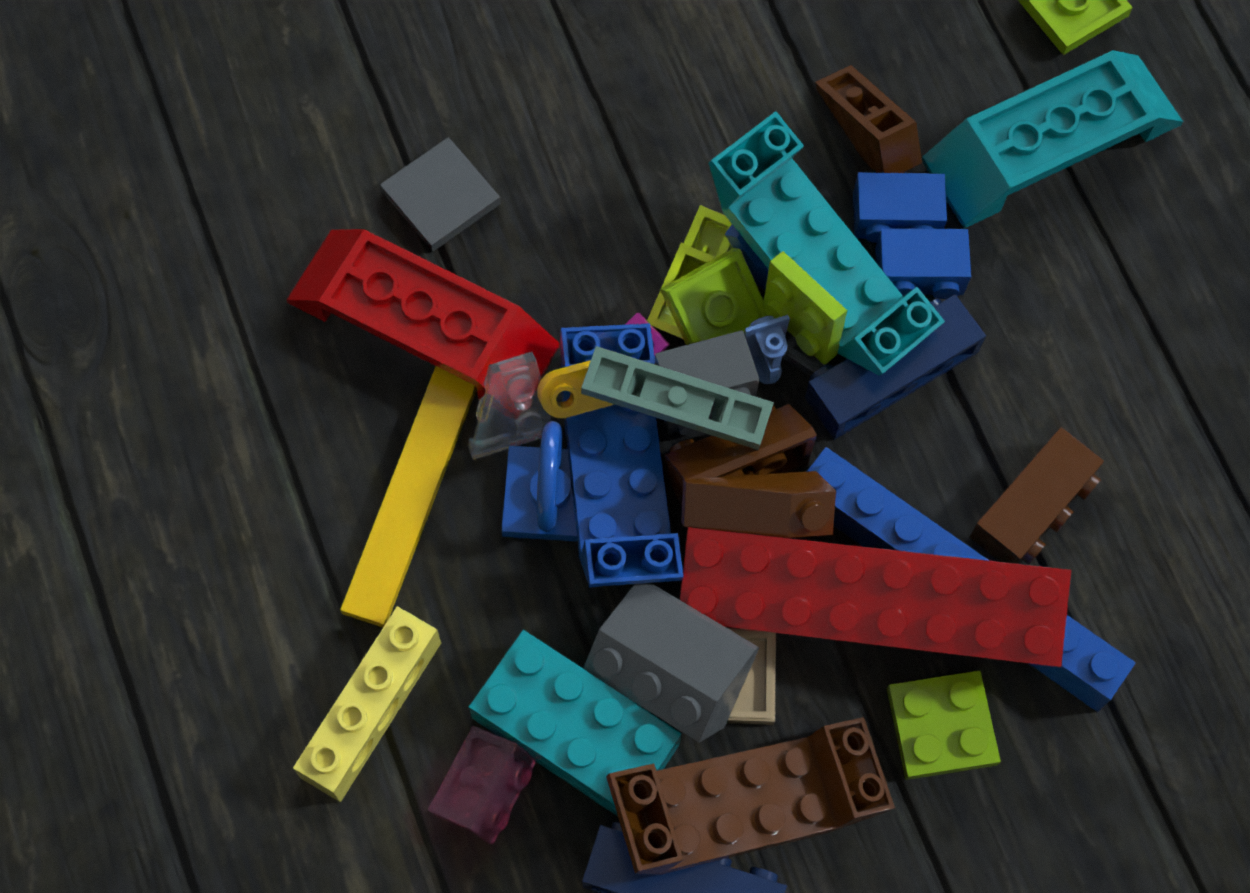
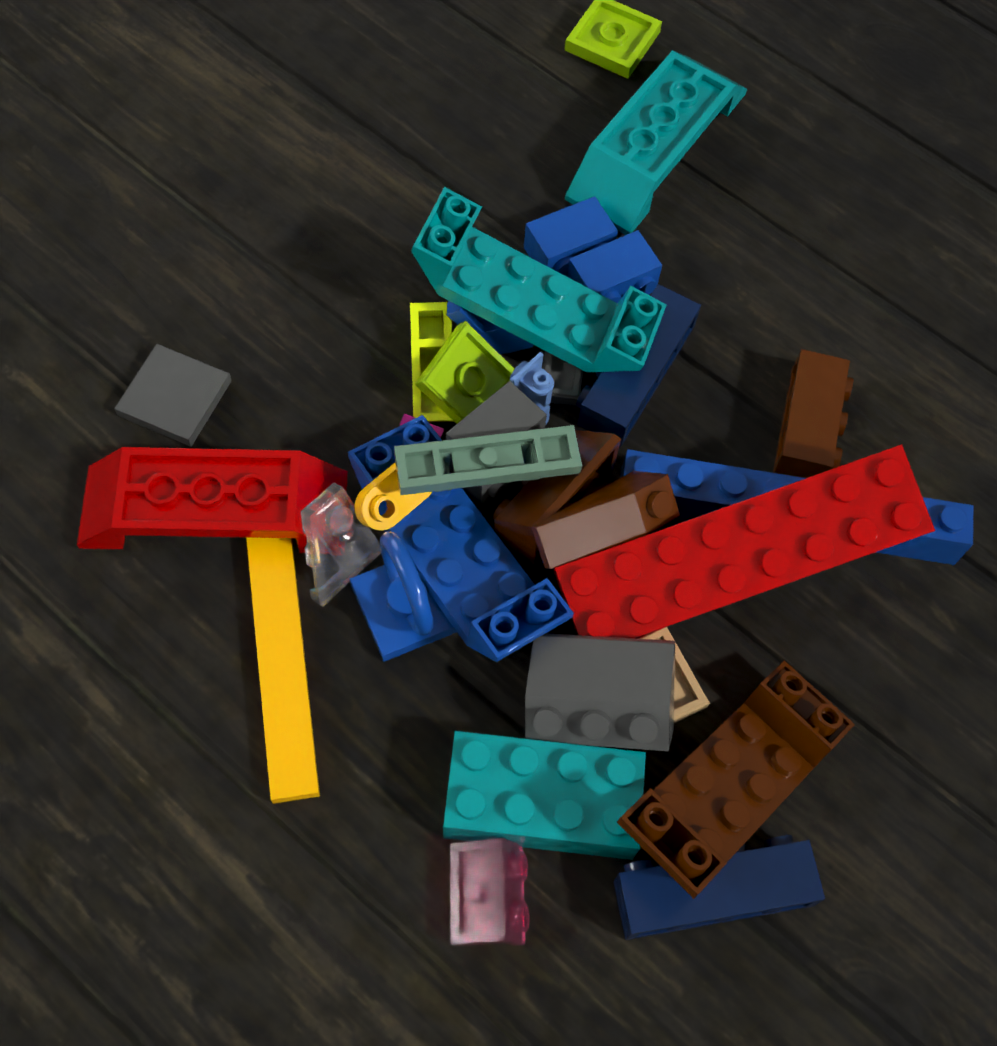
camera: 30 degrees left, 5 degrees down
(368, 704) = (343, 875): light yellow brick -> none
(813, 313) = (558, 335): lime plate -> none
(872, 121) = (512, 184): reddish brown slope -> none
(943, 725) = (845, 636): lime plate -> none

